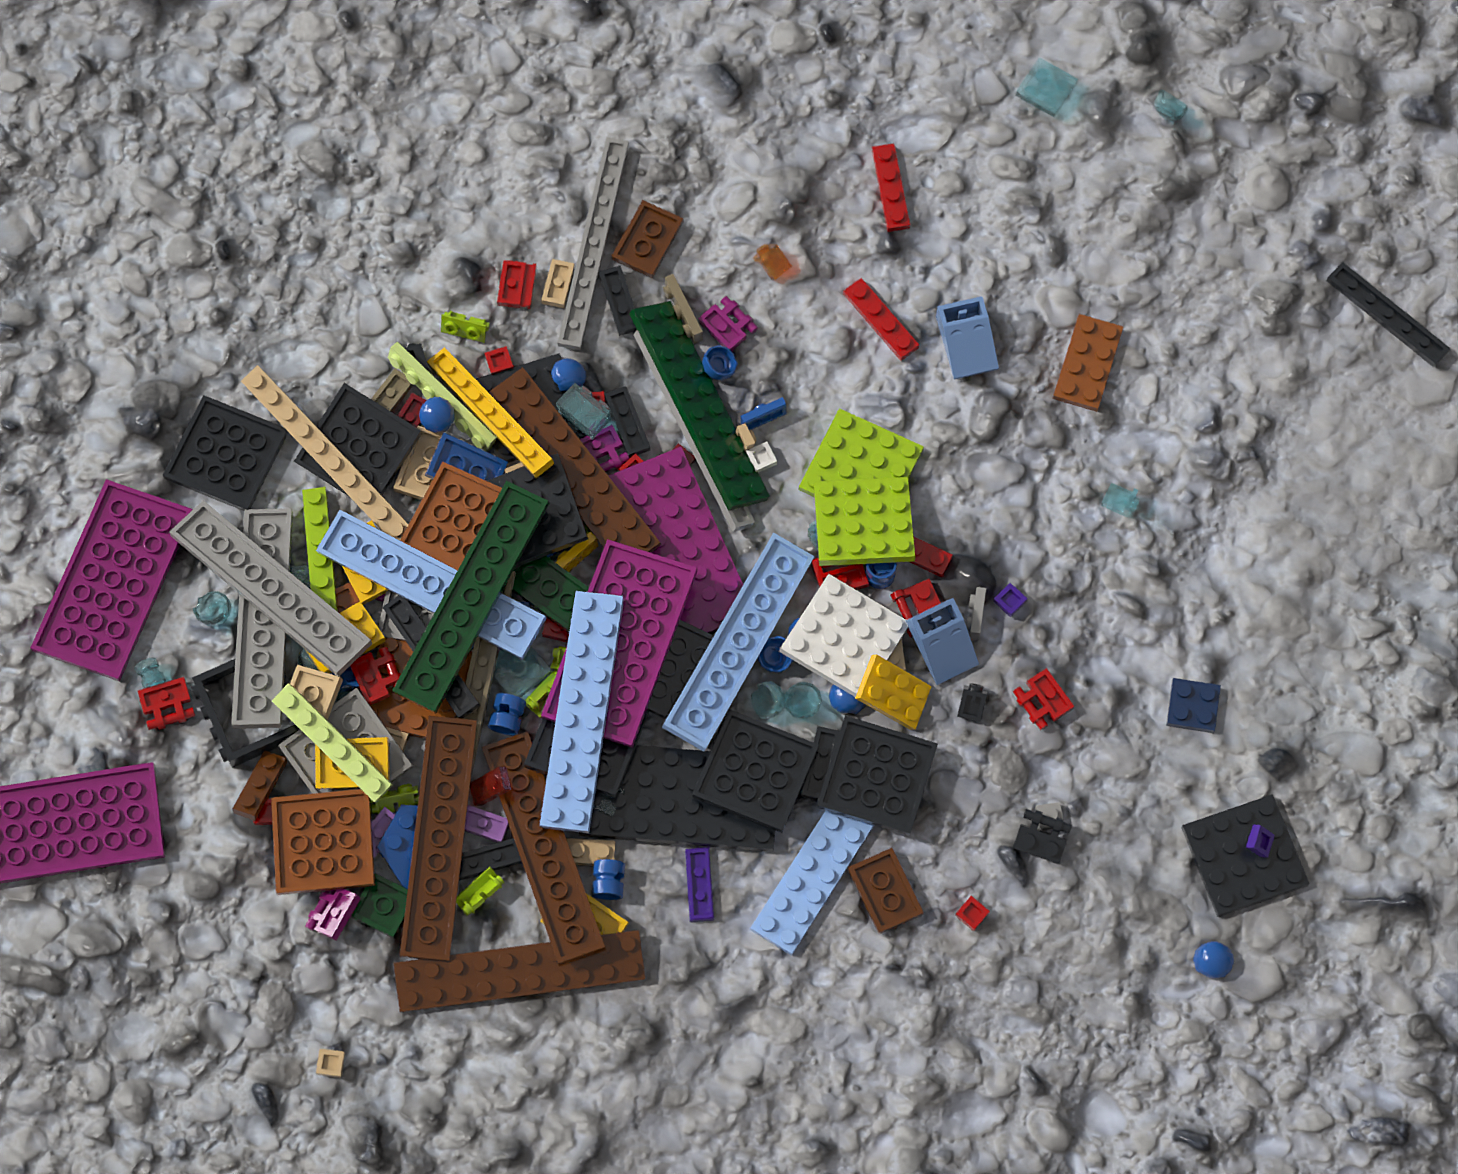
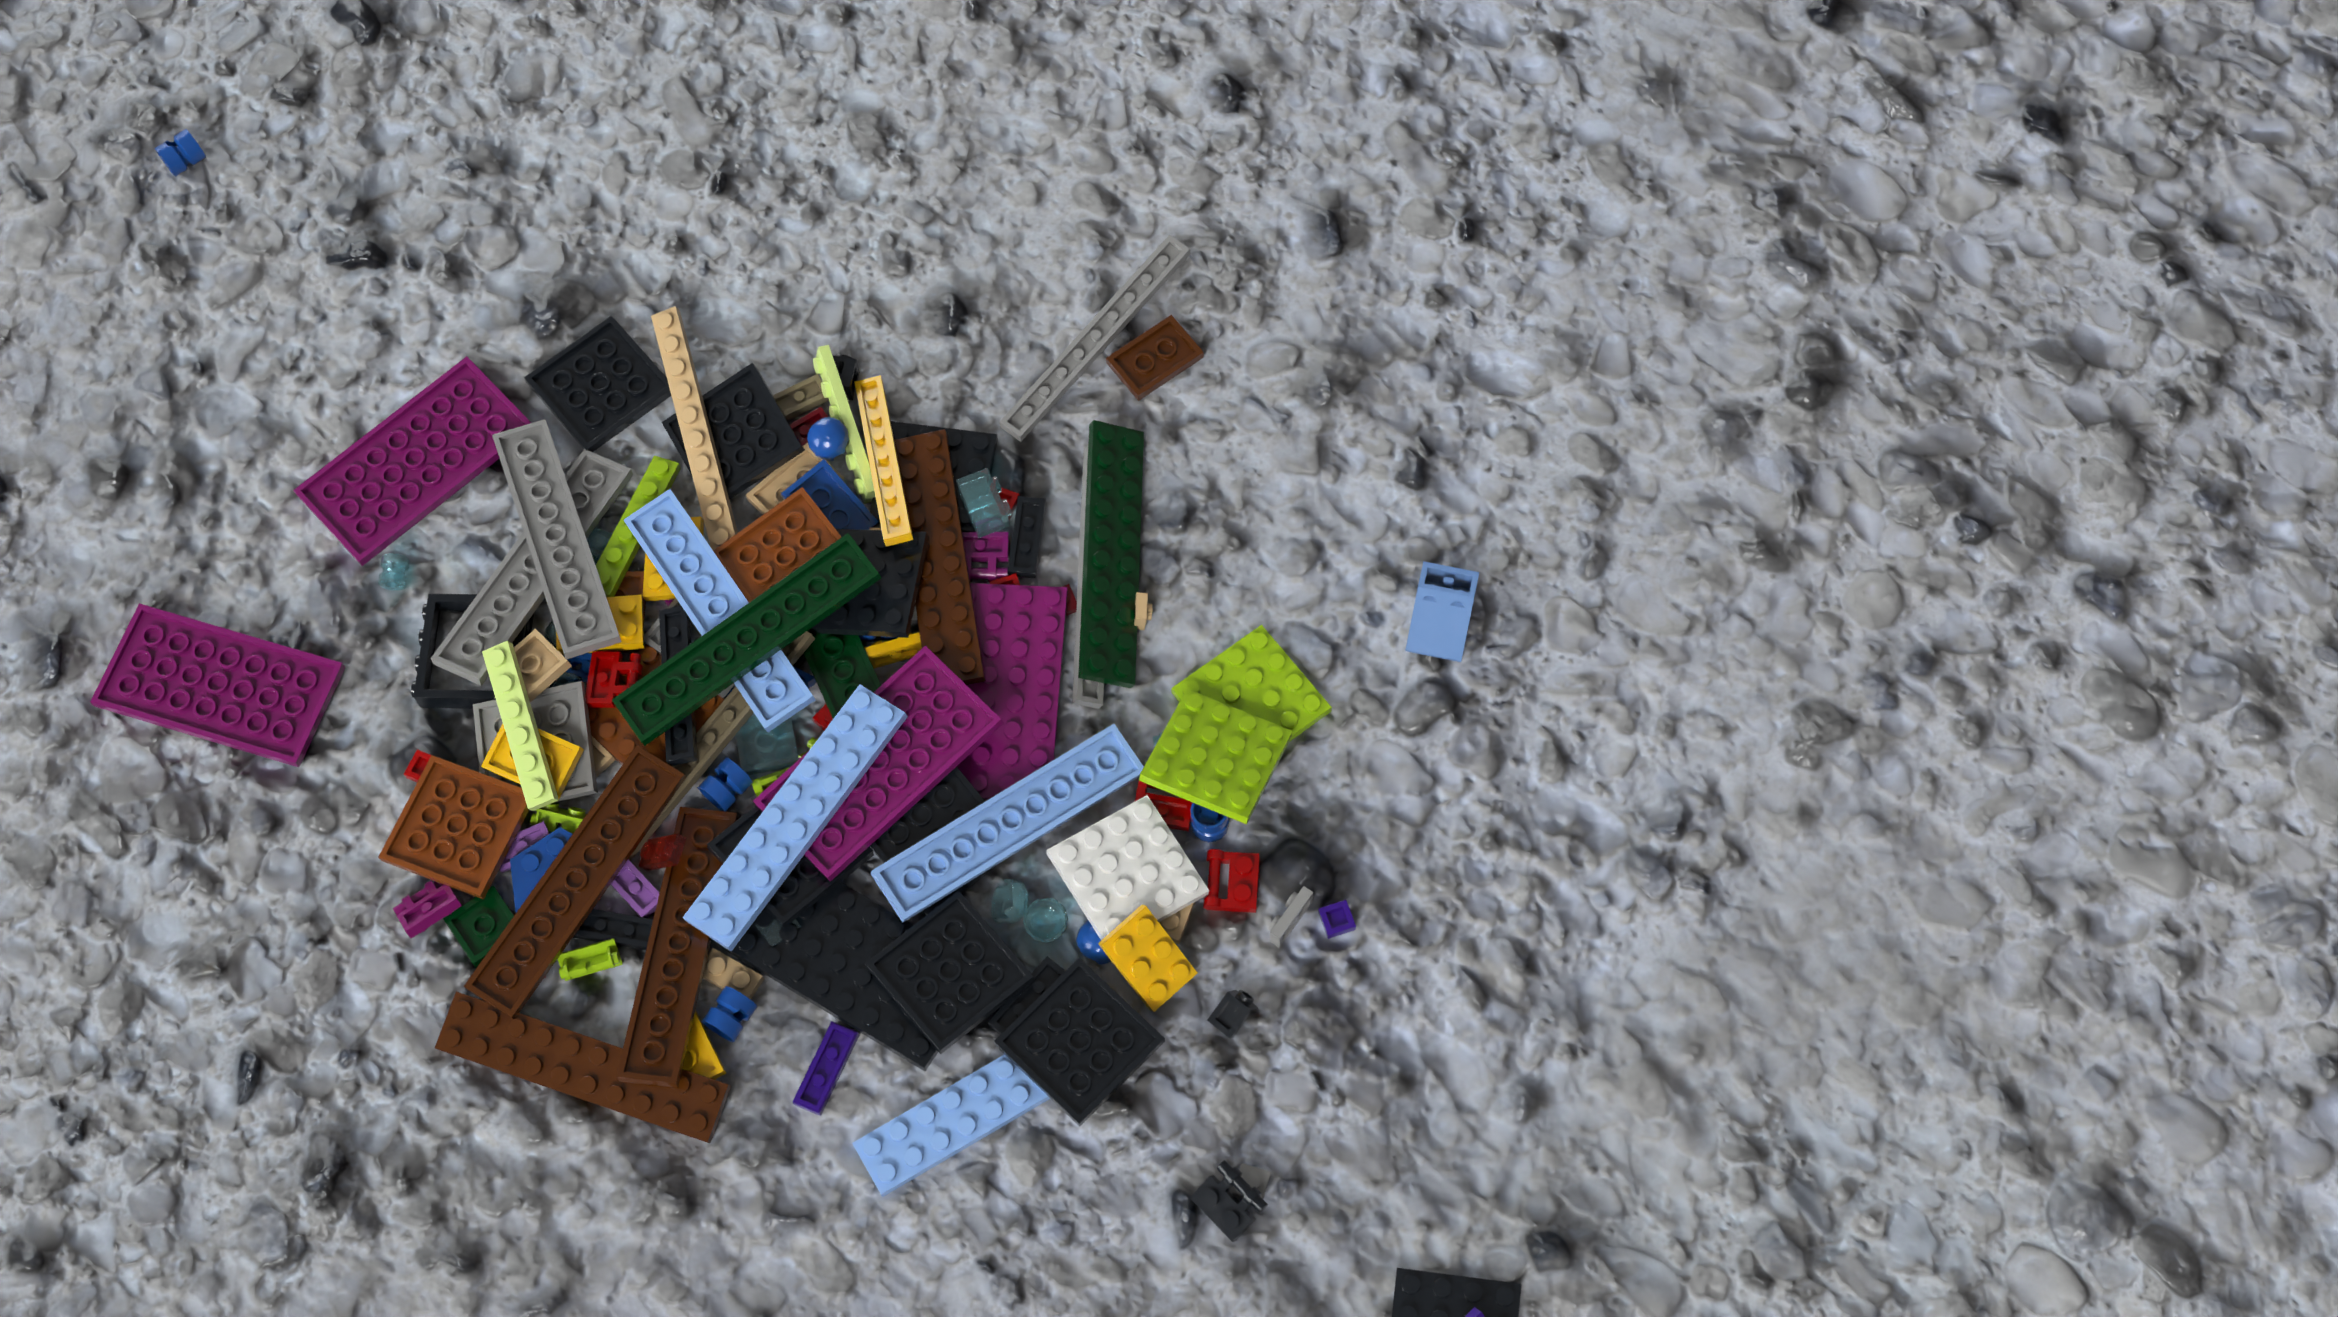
camera: 30 degrees right, 5 degrees down
(165, 696) = (396, 602): red plate -> none
(213, 609) = (493, 535): clear light blue hair -> none
(259, 785) = (431, 738): reddish brown plate -> none
(330, 1063) = (332, 1067): tan plate -> none
(457, 325) = (908, 359): lime hinge -> none
(498, 360) = (929, 413): red plate -> none
(516, 284) = (992, 344): red plate -> none
(558, 283) = (1034, 362): tan plate -> none
(568, 372) = (993, 456): blue hair -> none
(618, 299) = (1089, 404): black plate -> none
(682, 309) = (1149, 445): dark tan plate -> none
(719, 363) = (1158, 518): blue hair -> none
(723, 328) = (1183, 486): magenta plate -> none
(761, 457) = (1148, 638): white plate -> none
(764, 413) = (1175, 594): blue plate -> none
(771, 658) = (1036, 857): blue hair -> none
(772, 260) = (1275, 437): clear orange bracket -> none
(881, 319) = (1360, 551): red plate -> none
(885, 891) = (1021, 1176): reddish brown plate -> none
(890, 187) = (1446, 417): red plate -> none
(930, 557) = (1272, 829): red plate -> none
(943, 641) = (1234, 929): medium blue slope -> none
(972, 913) = (1104, 1249): red plate -> none
(1046, 87) = (1676, 384): clear light blue plate -> none
(1050, 696) = (1323, 1044): red plate -> none
(1088, 362) = (1565, 700): dark orange plate -> none
(1120, 500) = (1522, 867): clear light blue bracket -> none
(1169, 106) = (1804, 463): clear light blue hair -> none
(1193, 705) = (1483, 1137): dark blue plate -> none
(1388, 314) = (1942, 801): black plate -> none

